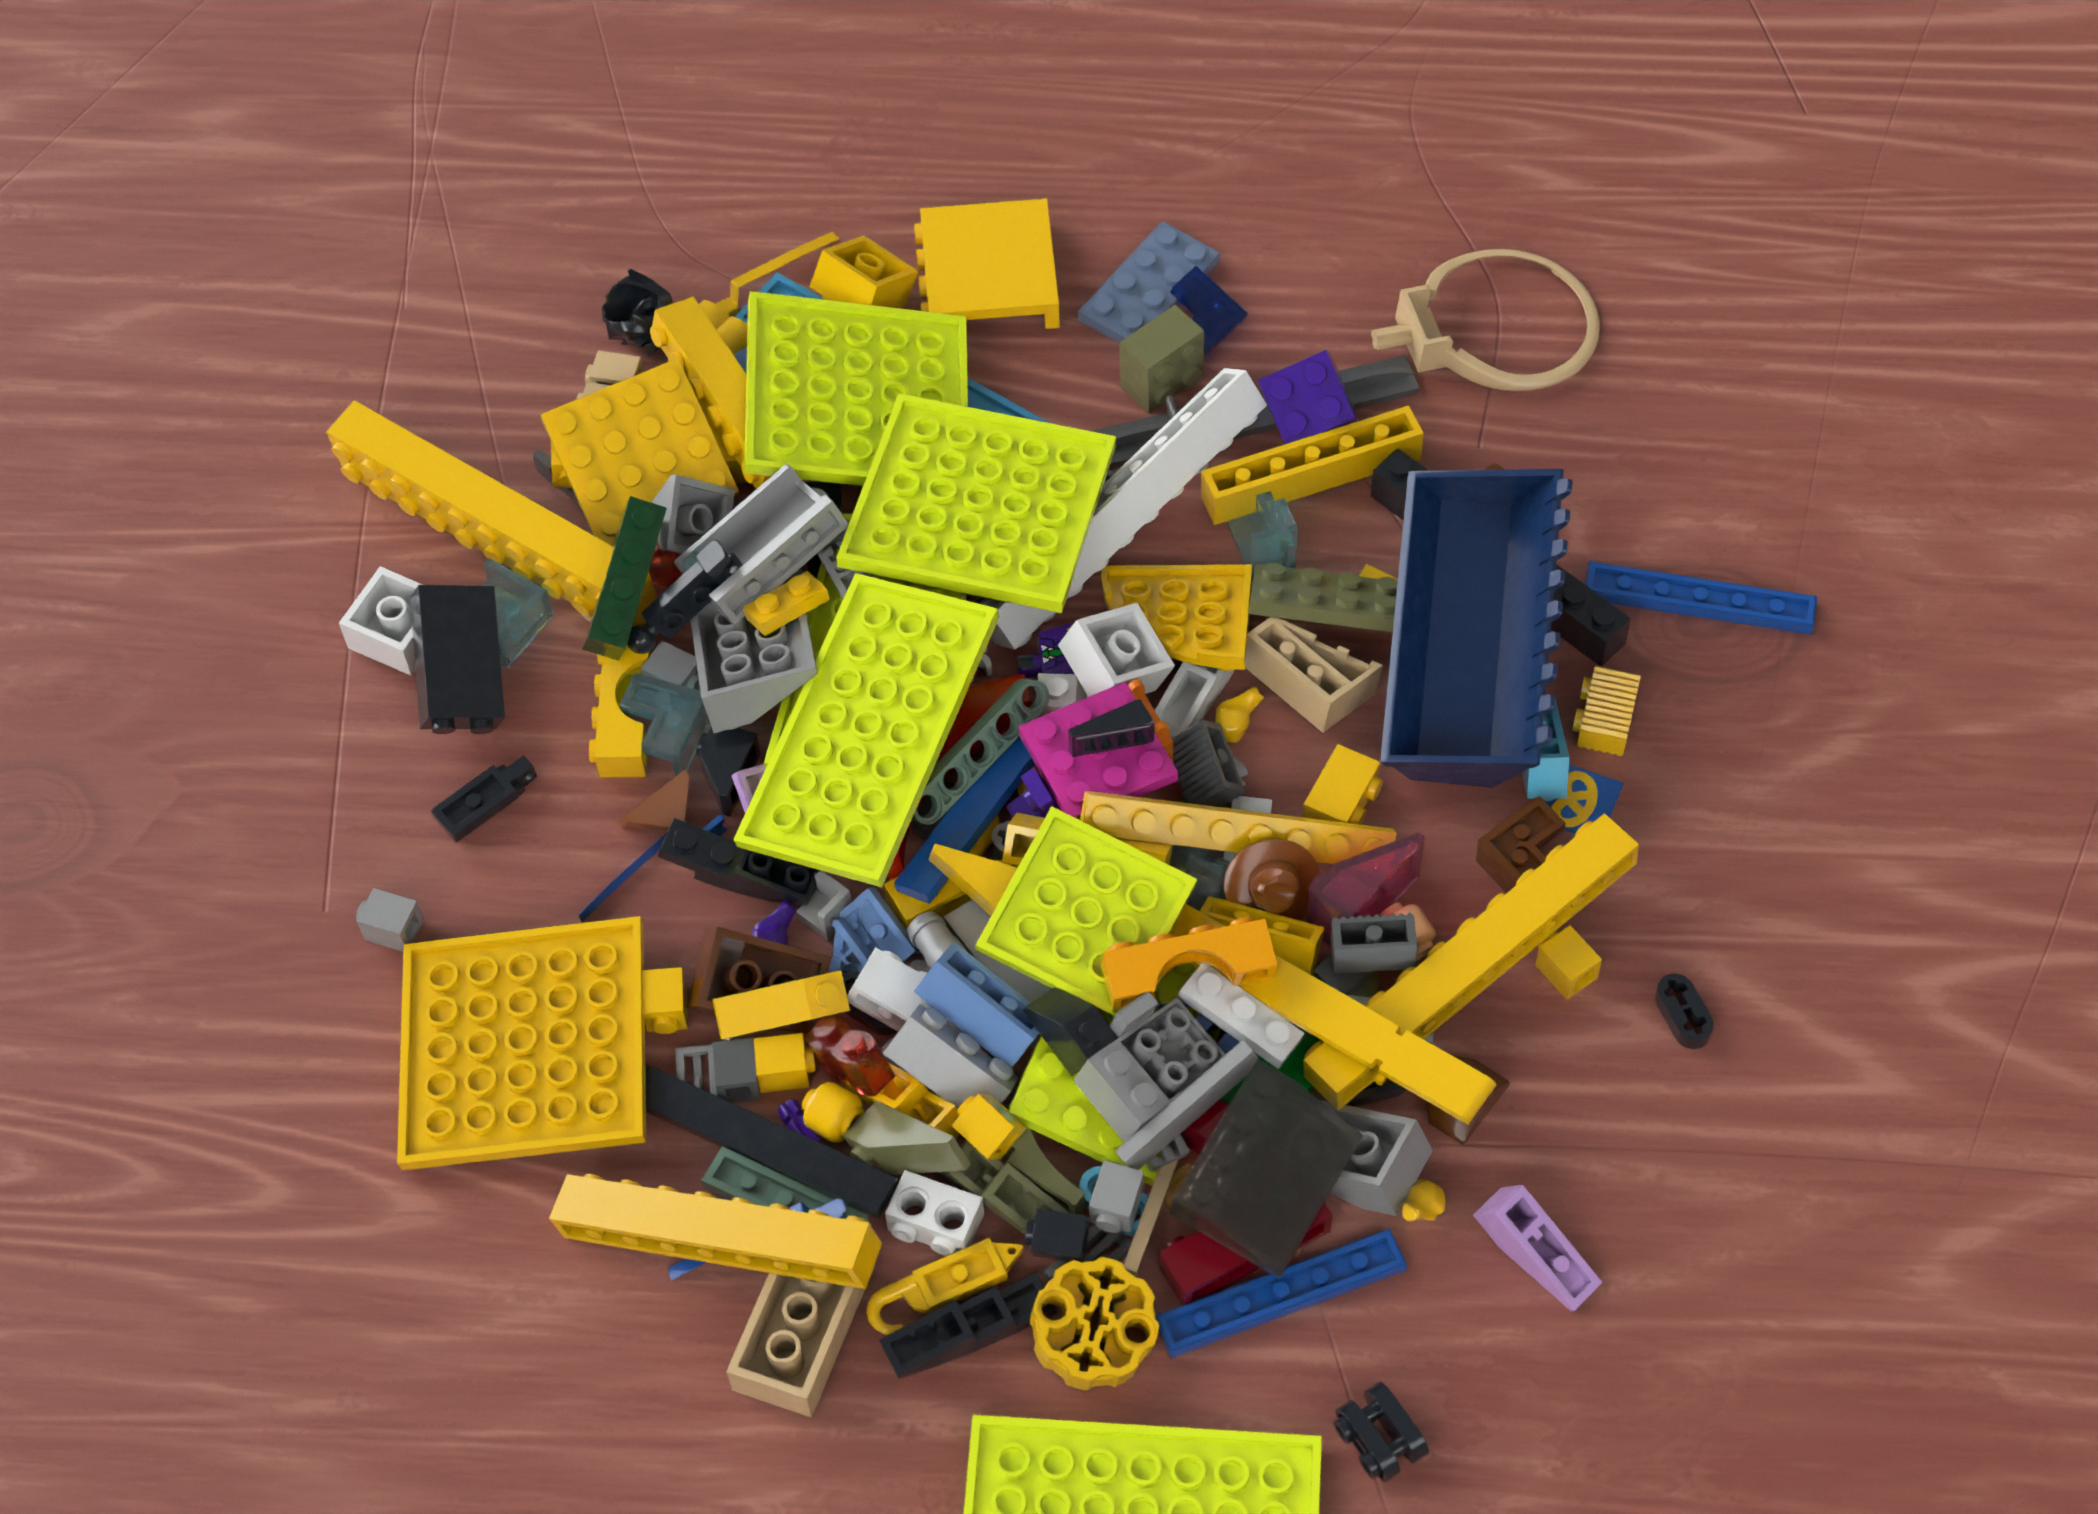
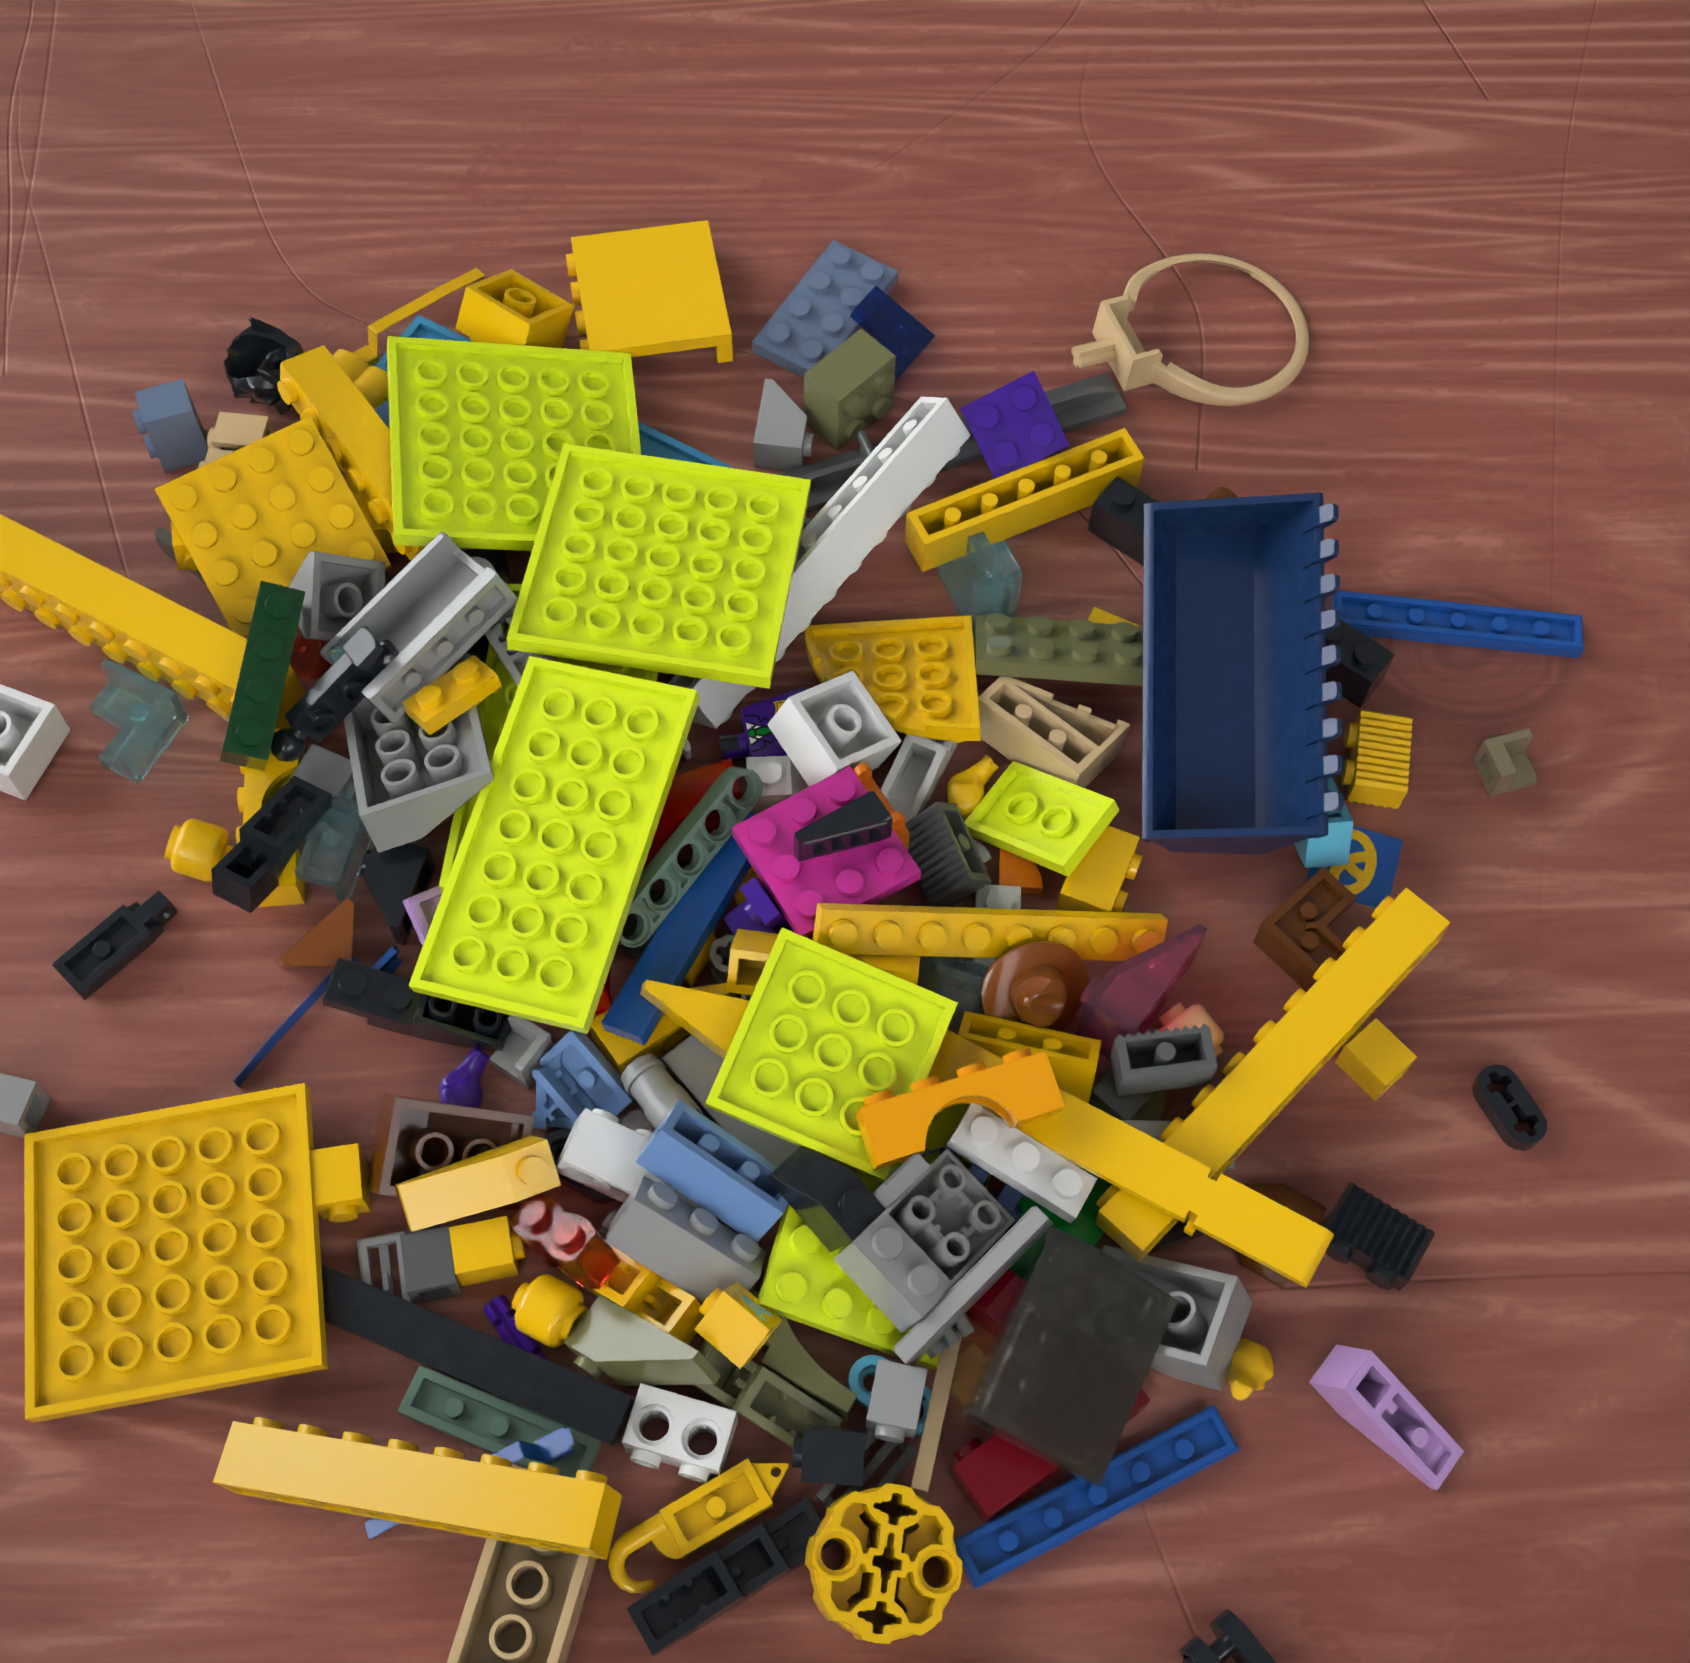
camera: 10 degrees left, 5 degrees up
(457, 658) = (73, 780): black brick -> none
(553, 361) = (171, 425): none -> sand blue brick
(559, 724) = (197, 848): none -> yellow head
(621, 718) = (268, 843): none -> black slope
(1096, 393) = (780, 431): none -> light grey slope
(1272, 786) = (1019, 872): none -> orange tile
(1294, 740) = (1041, 818): none -> neon yellow plate
(1546, 1106) = (1376, 1238): none -> black brick
(1725, 720) = (1504, 762): none -> dark tan panel

